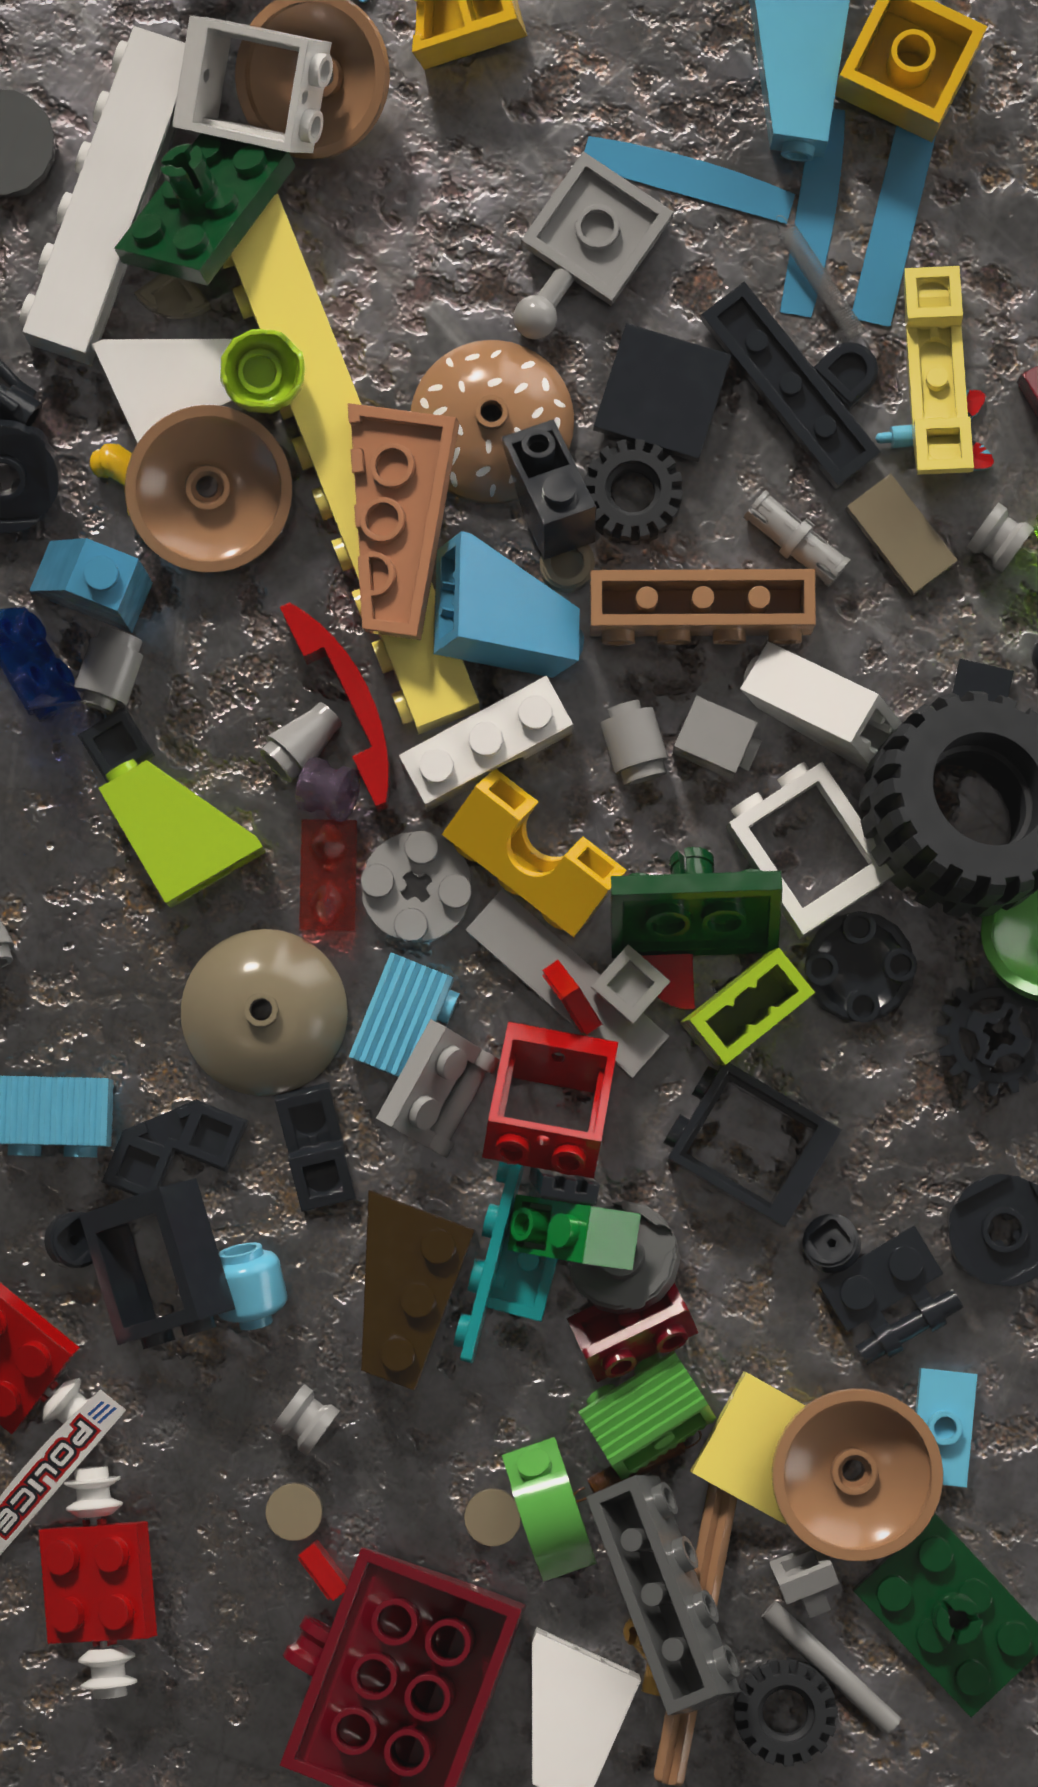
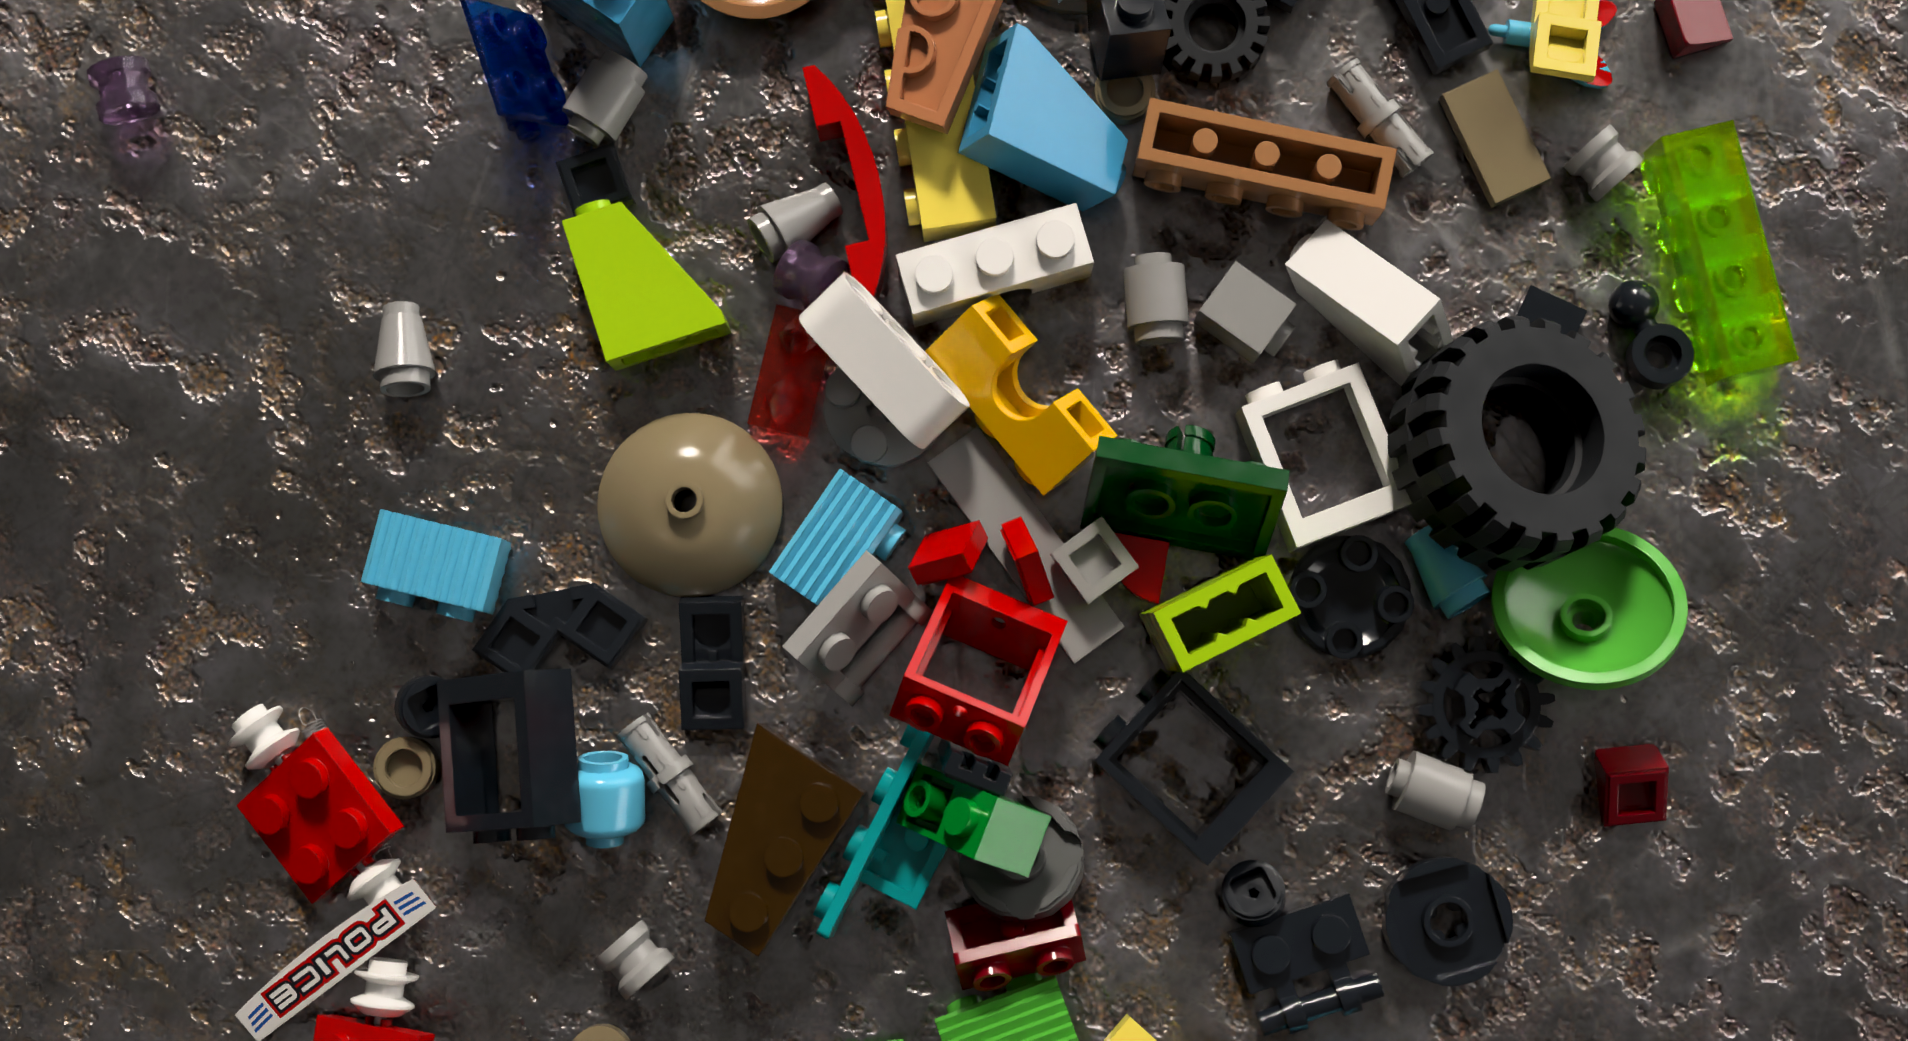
camera: 15 degrees right, 0 degrees up
(66, 1298) = (406, 767): none -> dark tan tile
(299, 1252) = (669, 774): none -> light grey pin
(409, 850) = (883, 361): none -> white beam
(501, 1005) = (948, 553): none -> red tile
(943, 935) = (1447, 578): none -> medium azure cone
(969, 1120) = (1435, 791): none -> light grey brick

